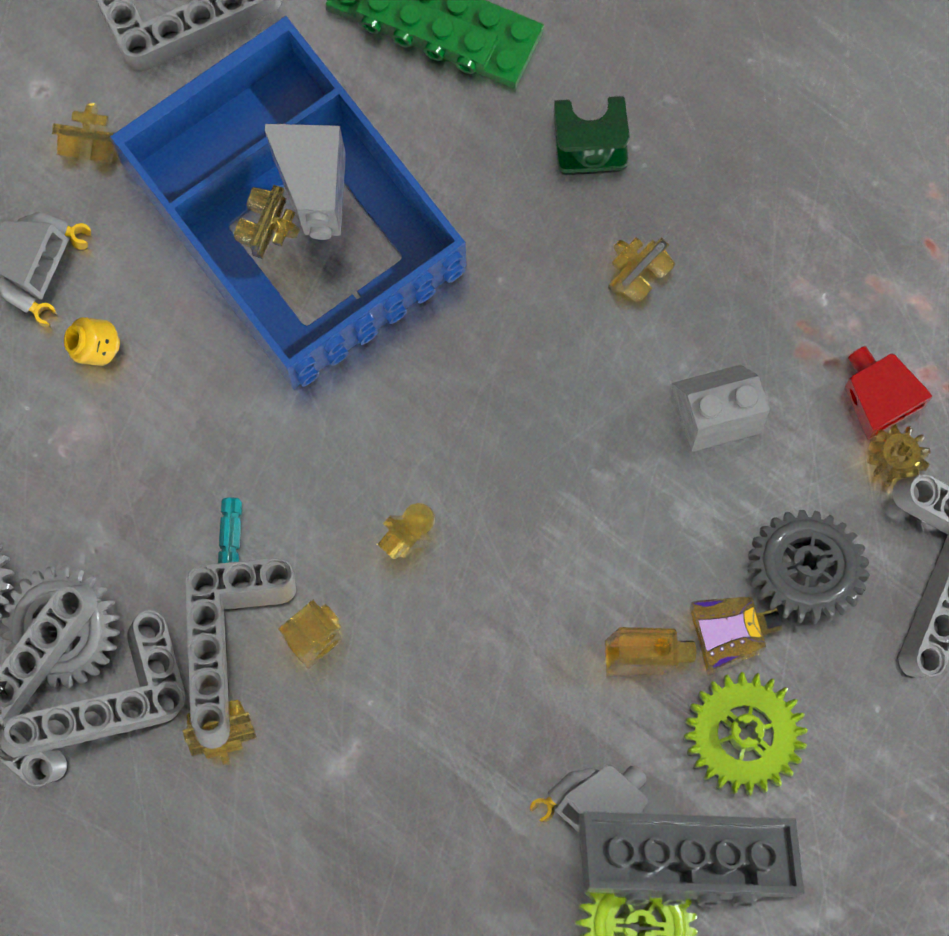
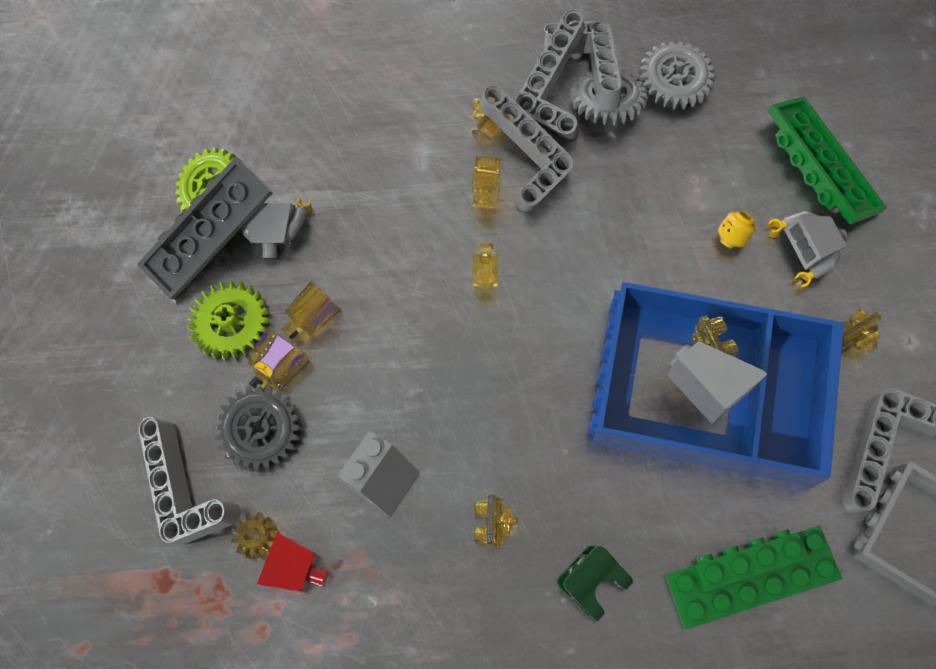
camera: 140 degrees right, 5 degrees down
(230, 530) = (575, 204): teal axle -> none

